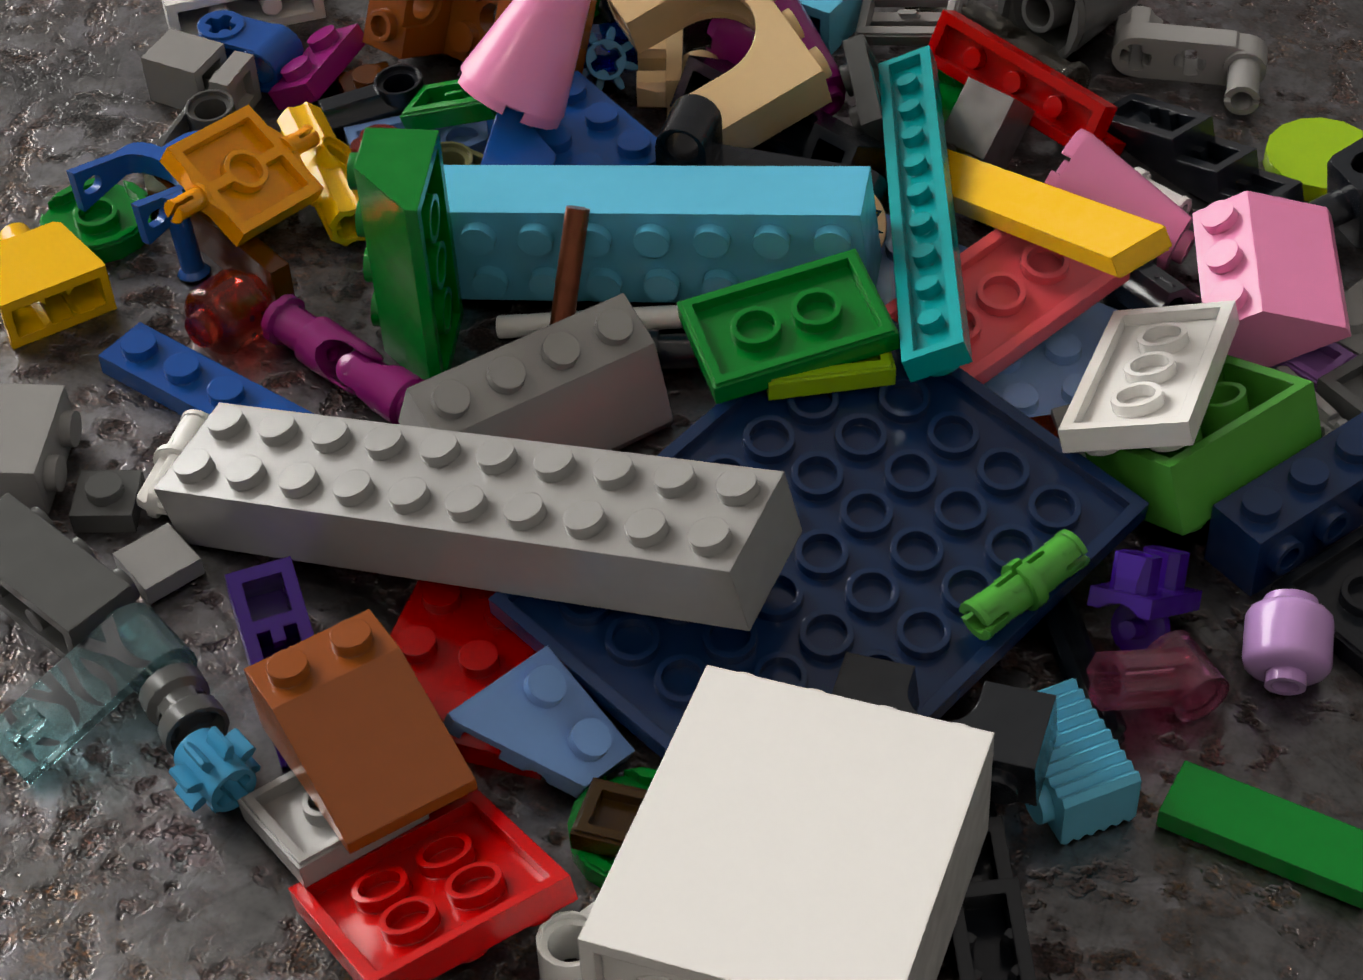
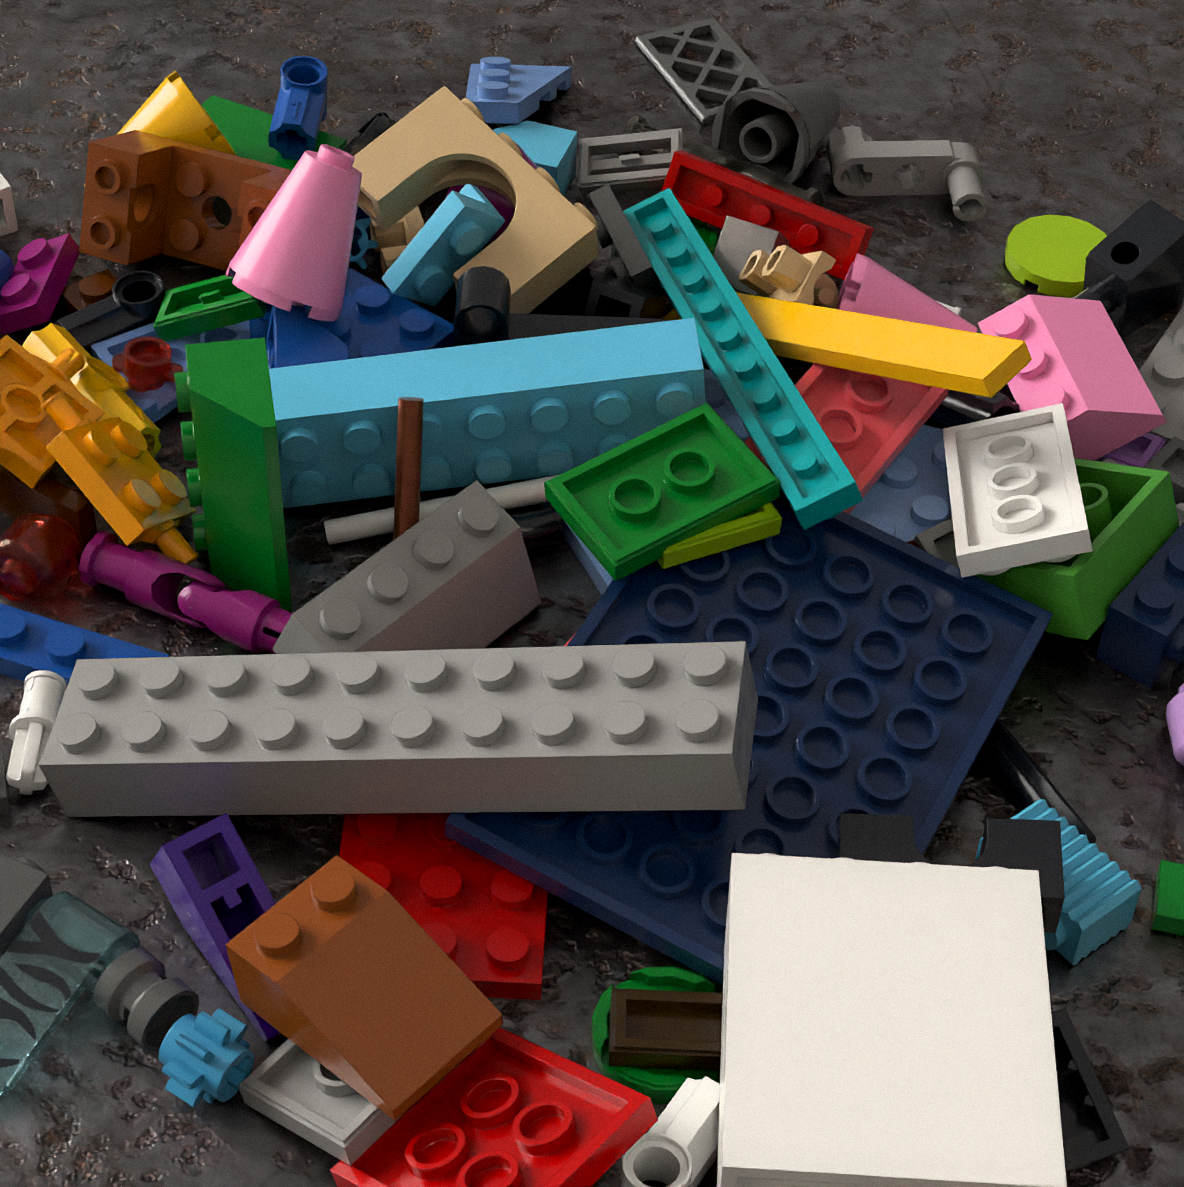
camera: 20 degrees left, 0 degrees up
(159, 563) = (55, 841): light grey tile -> none
(314, 248) = (121, 478): none -> light orange plate
(544, 724) = (542, 942): medium blue wing -> none
(677, 68) = (443, 246): none -> medium azure bracket
(1014, 145) = (791, 276): none -> tan hips
(1024, 584) = (971, 714): bright green pin -> none
(1149, 590) = (1073, 708): dark purple hips -> none
(1166, 674) = (1112, 782): clear pink piece -> none
(1188, 154) = (939, 266): black slope -> none

